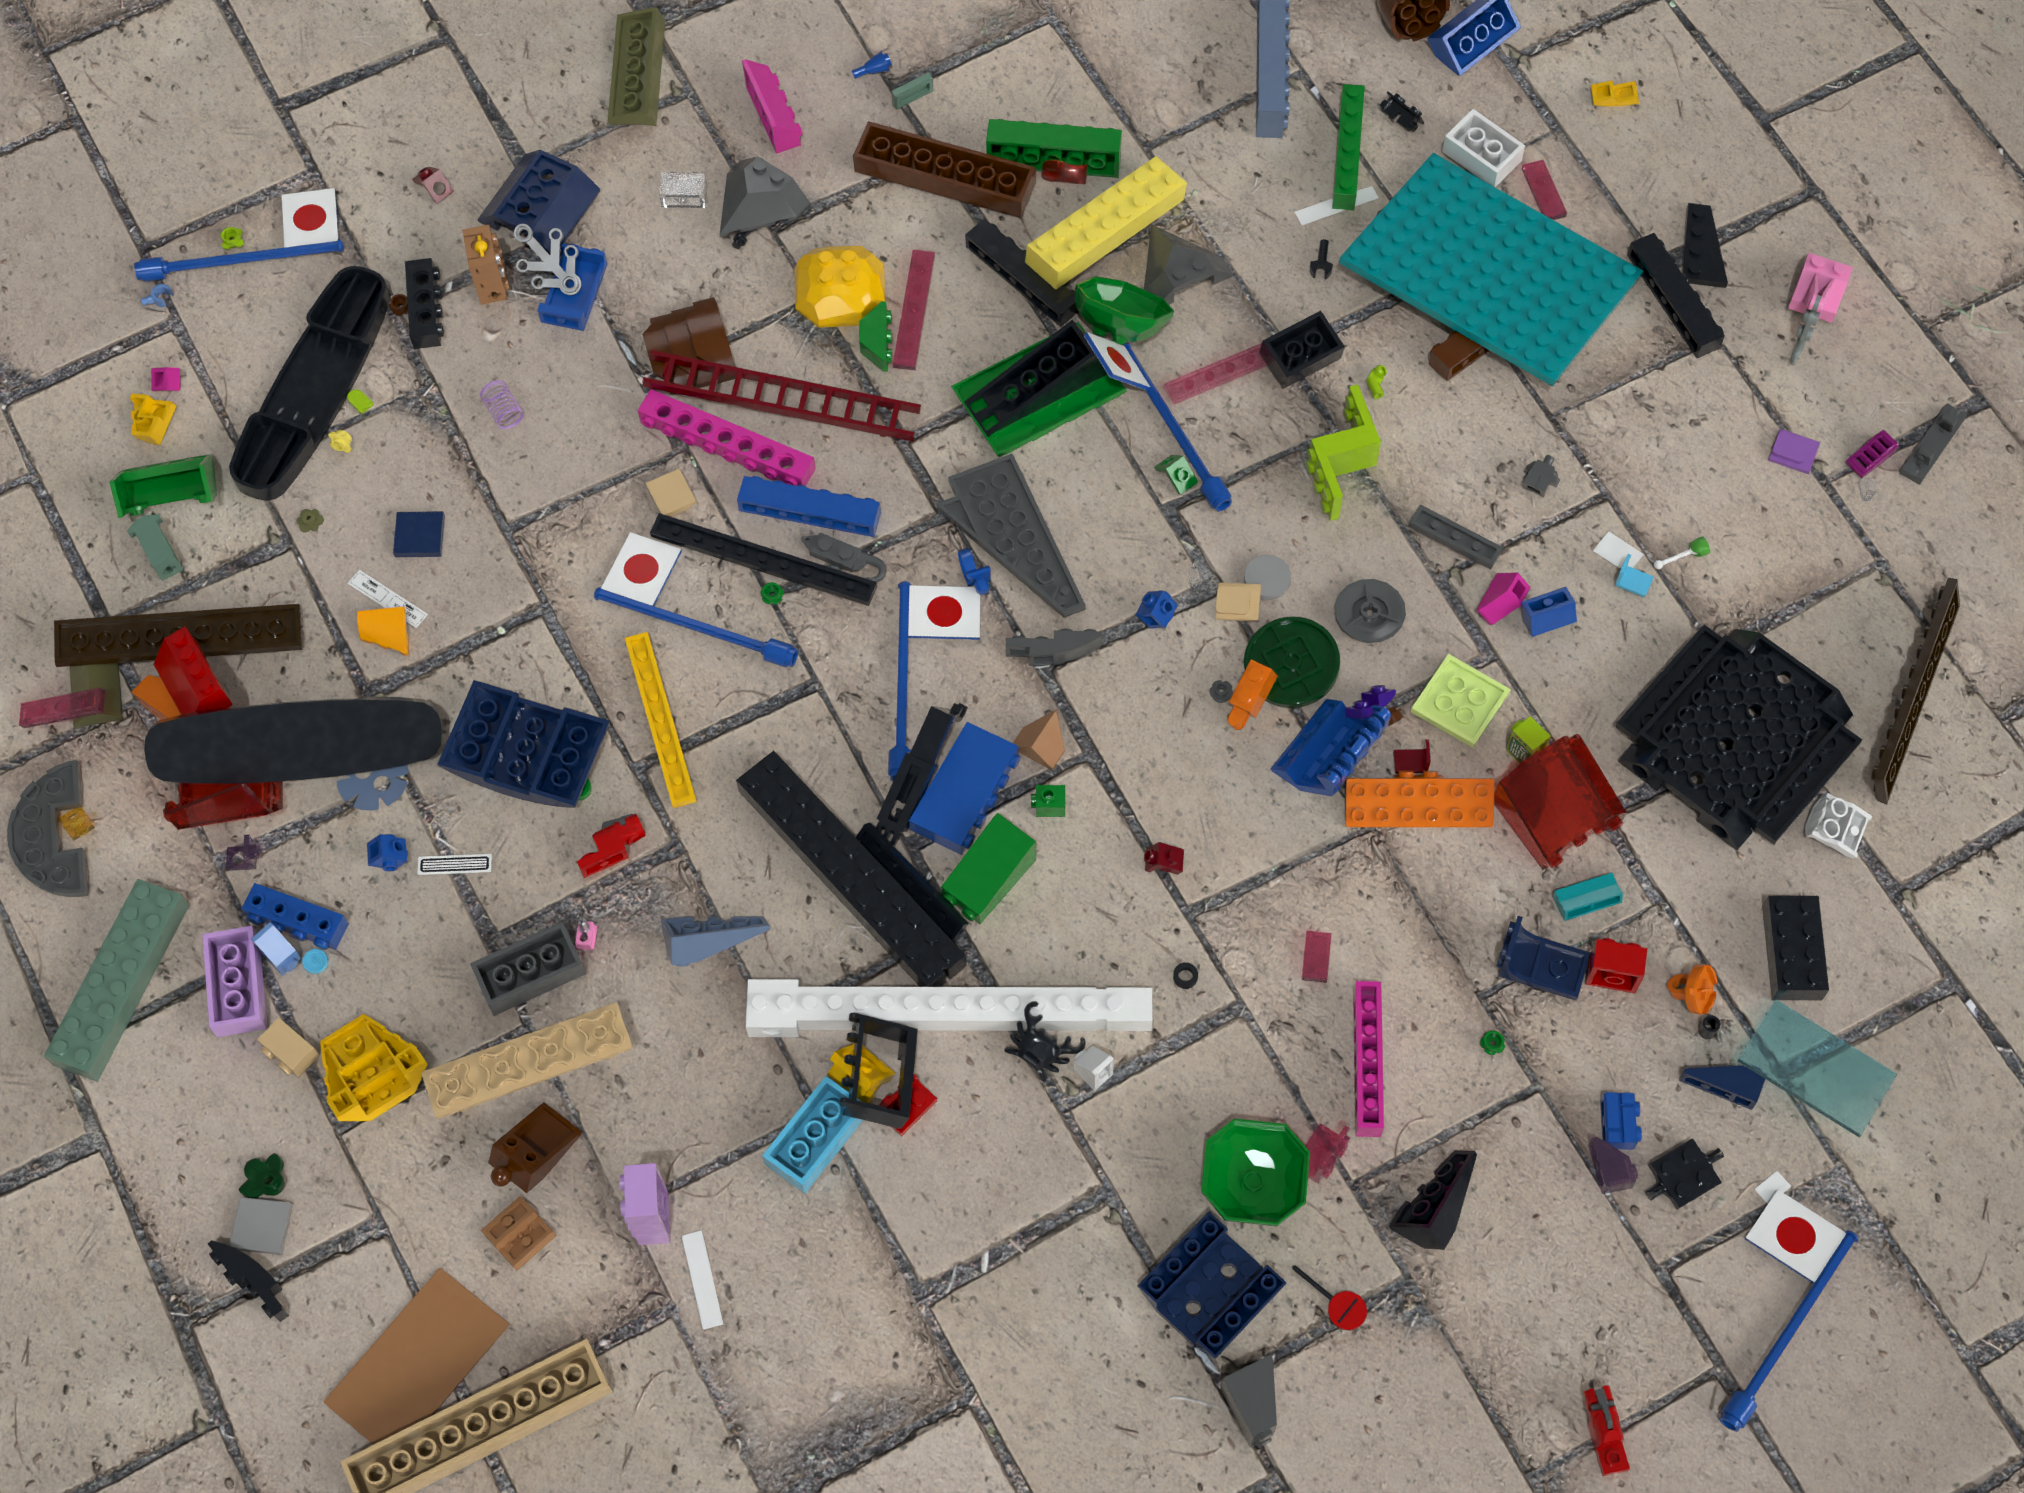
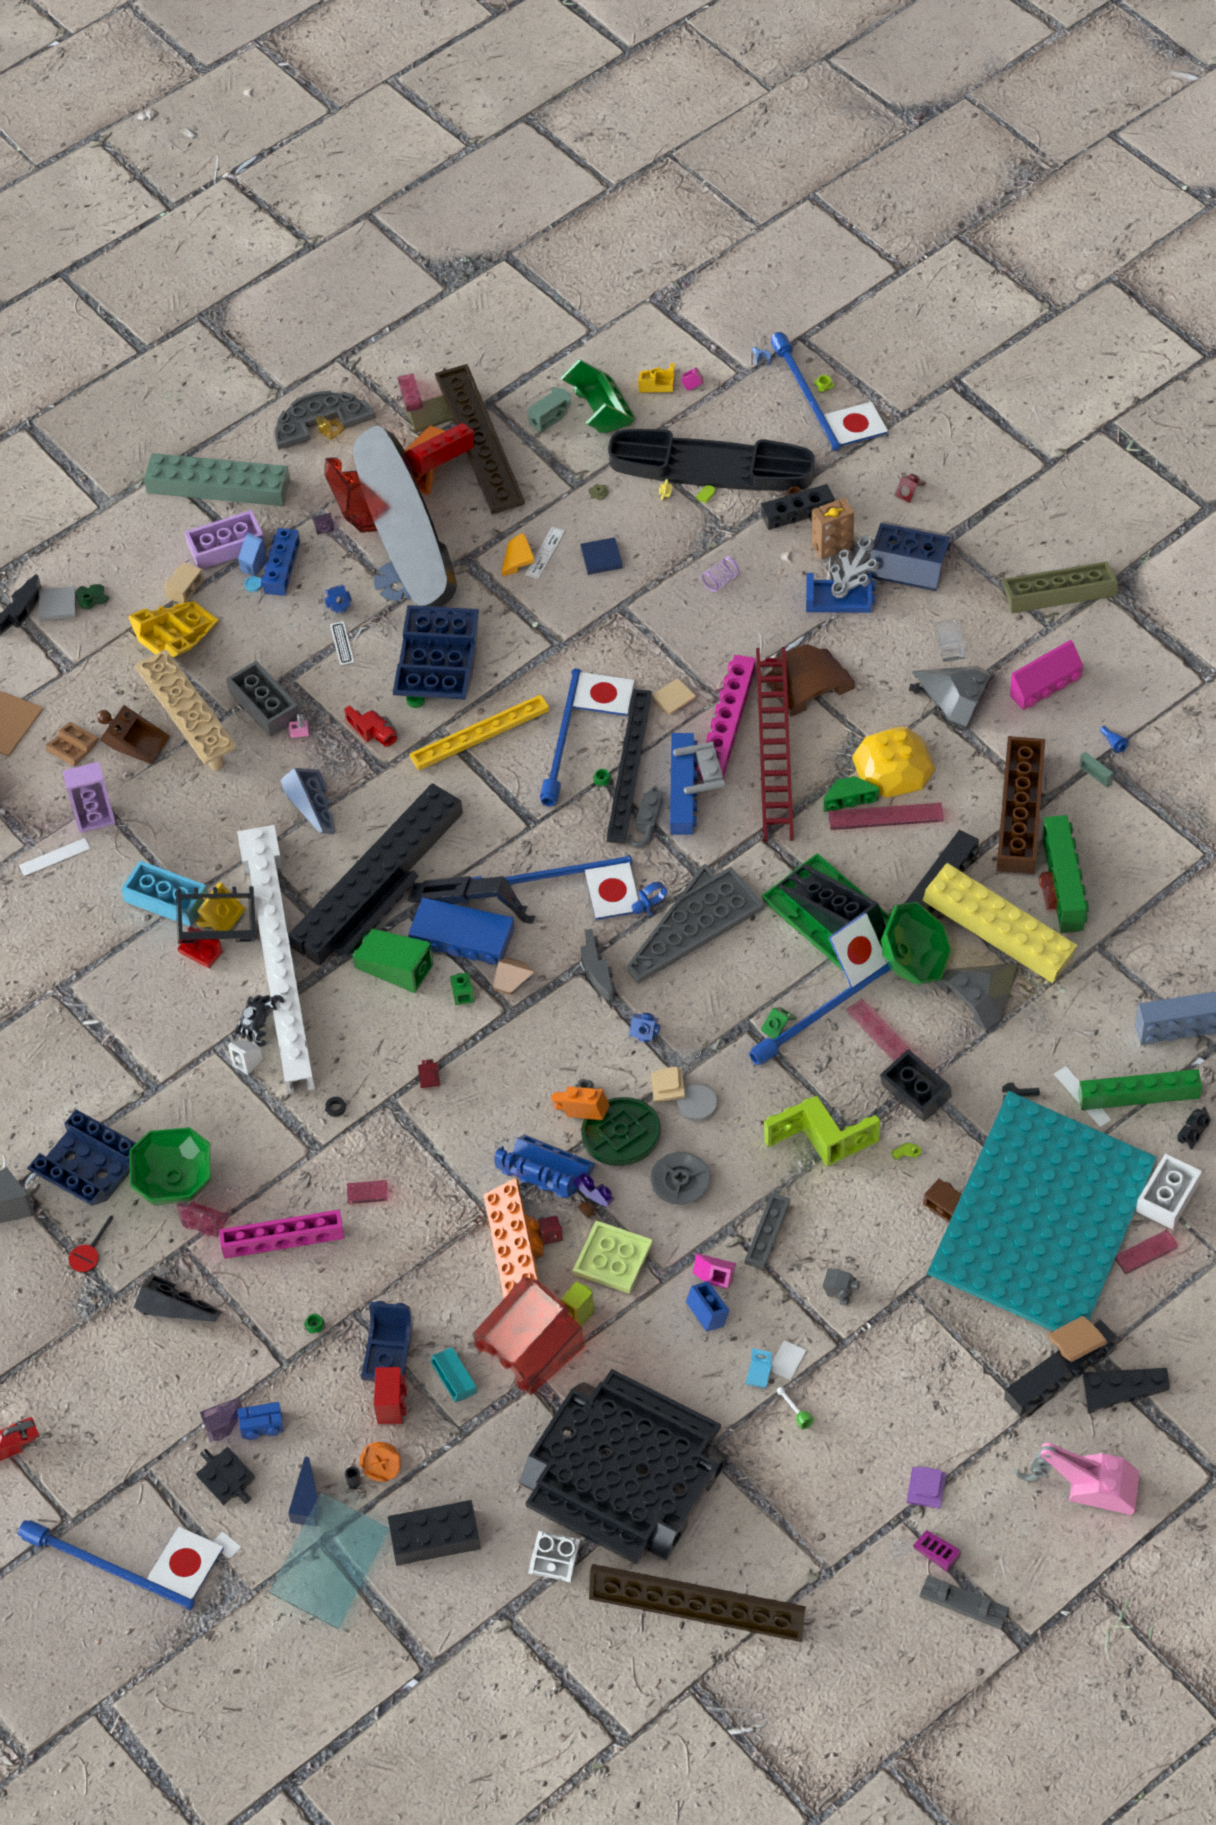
camera: 80 degrees right, 10 degrees down
(802, 467) = (708, 765): none -> light grey plate
(1655, 265) = (1077, 1338): none -> medium nougat slope

